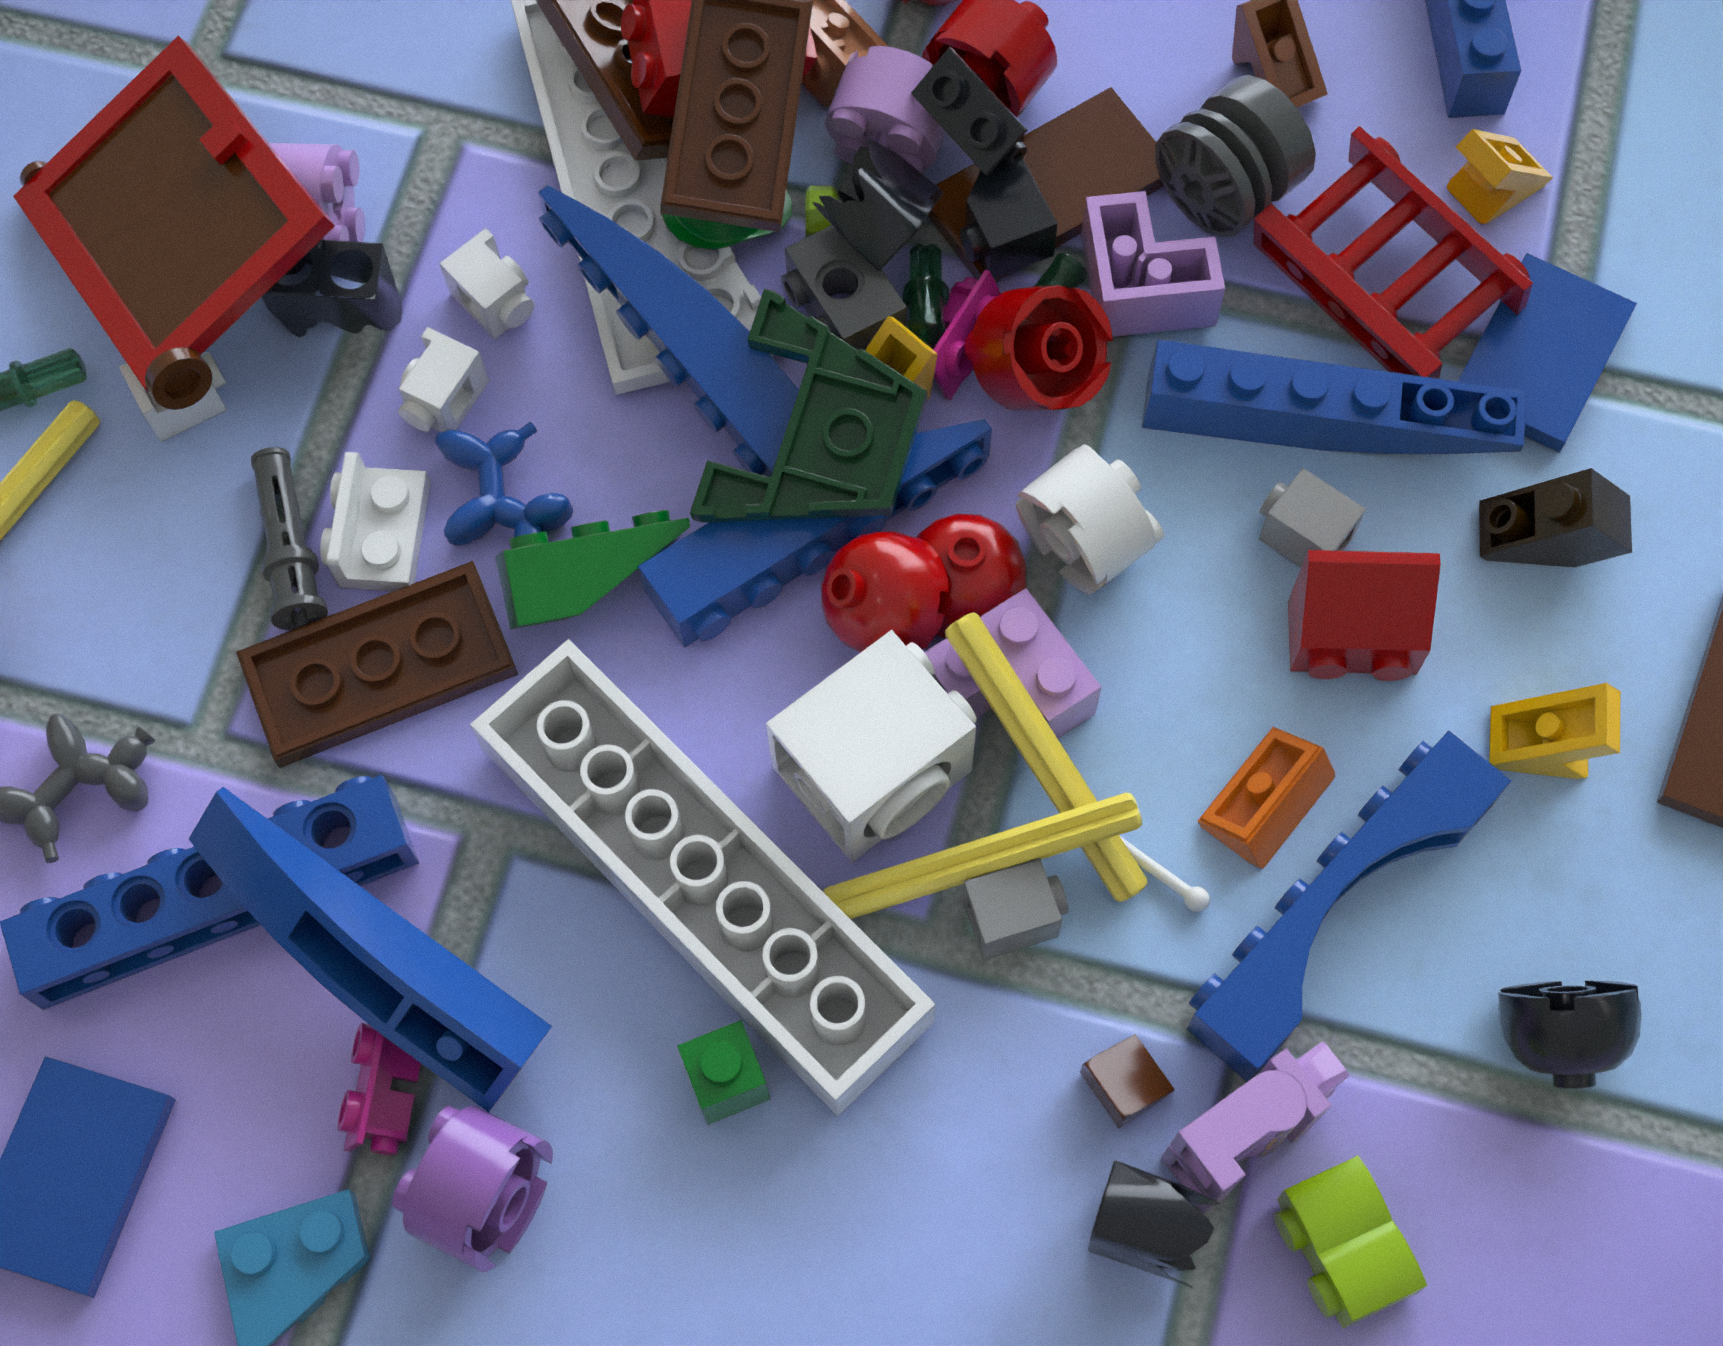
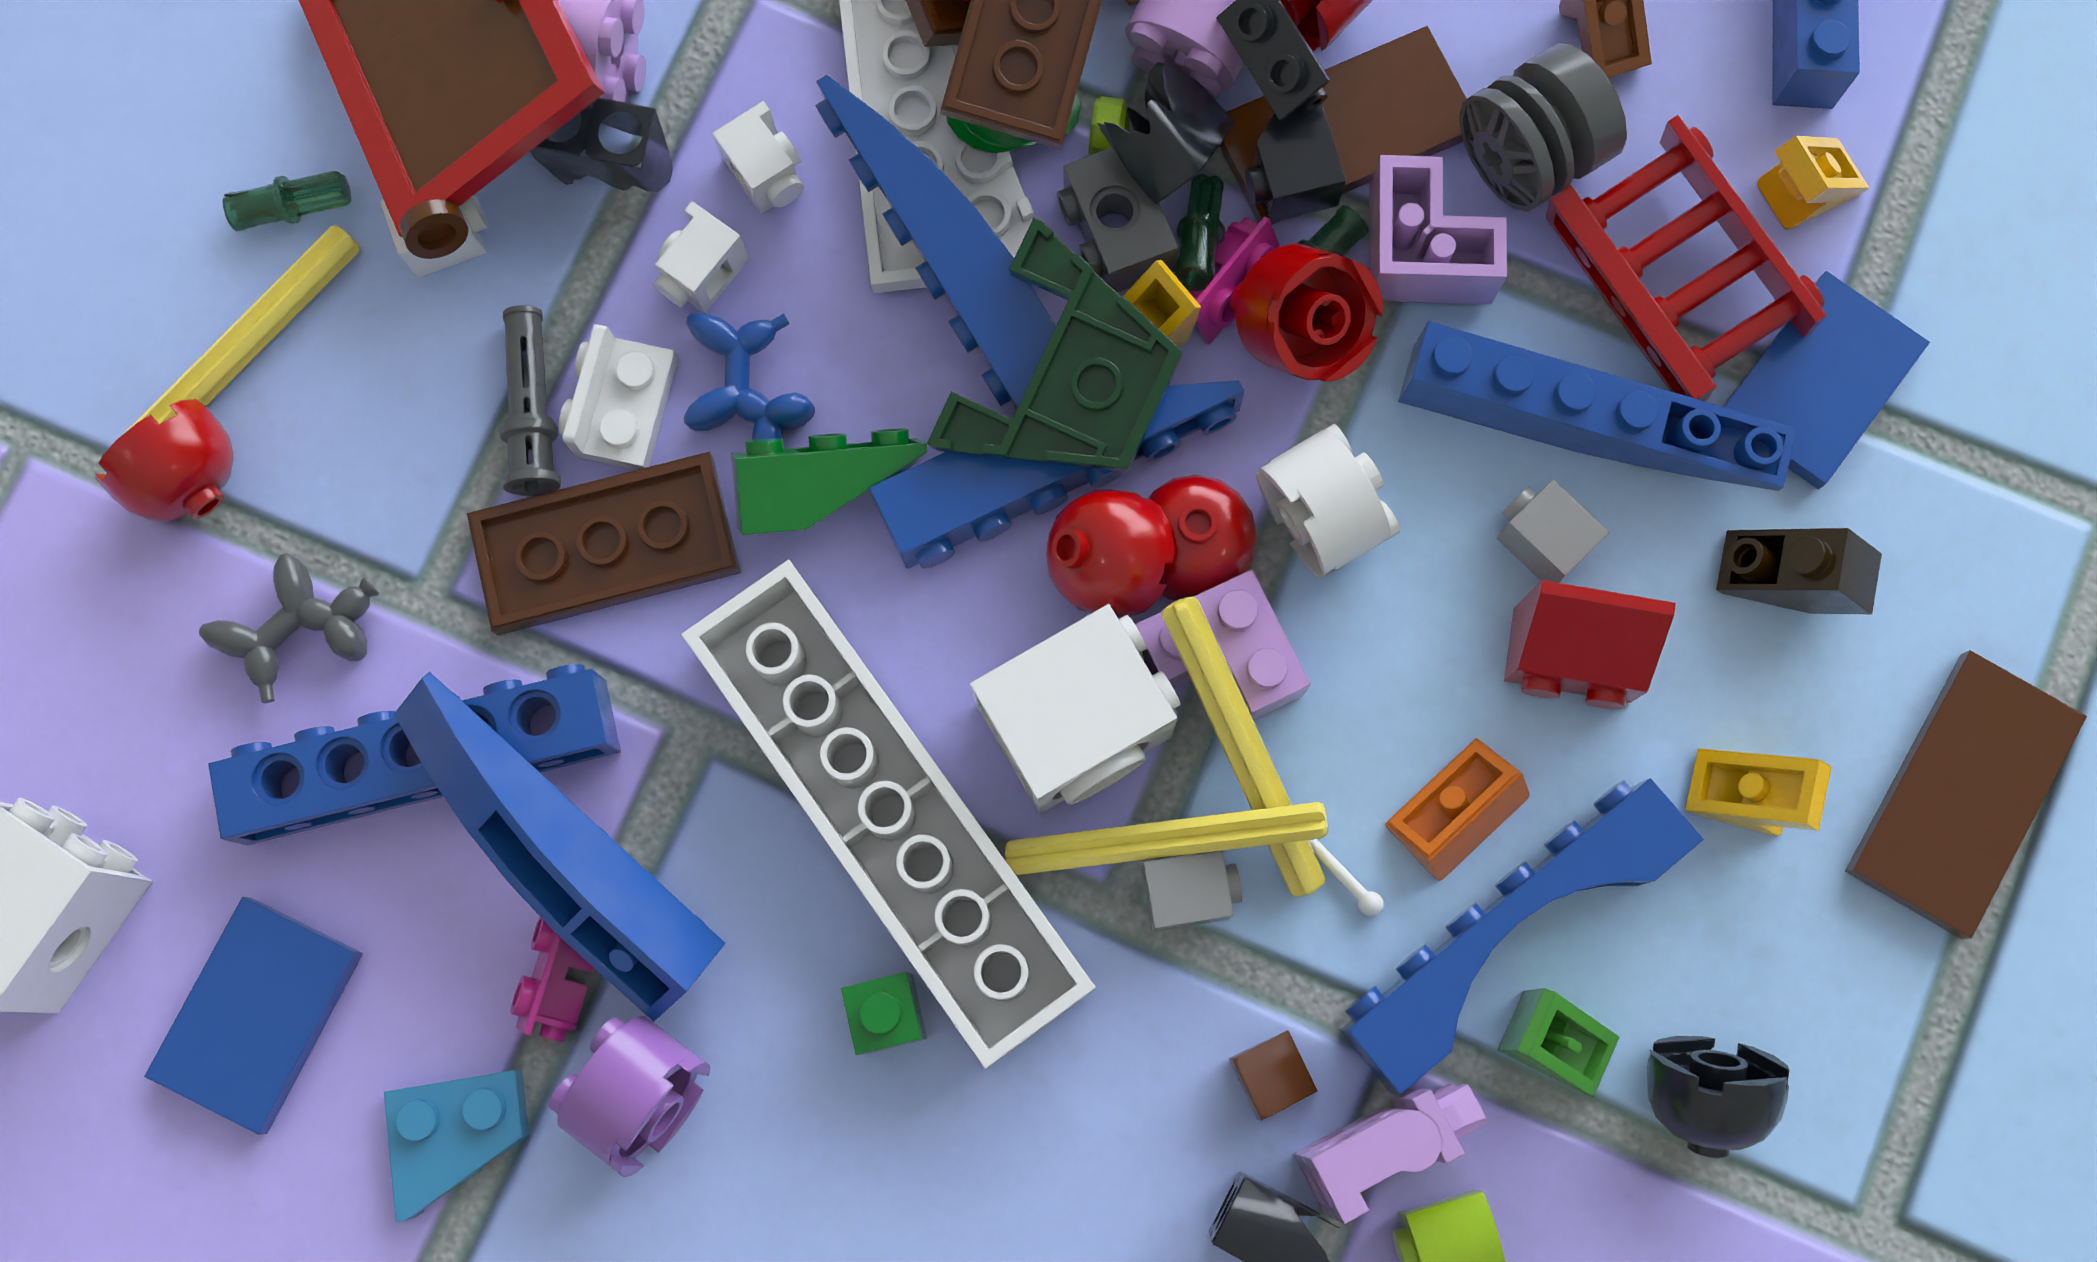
camera: 10 degrees right, 10 degrees up
(1407, 1000) = (1559, 1040): none -> bright green slope

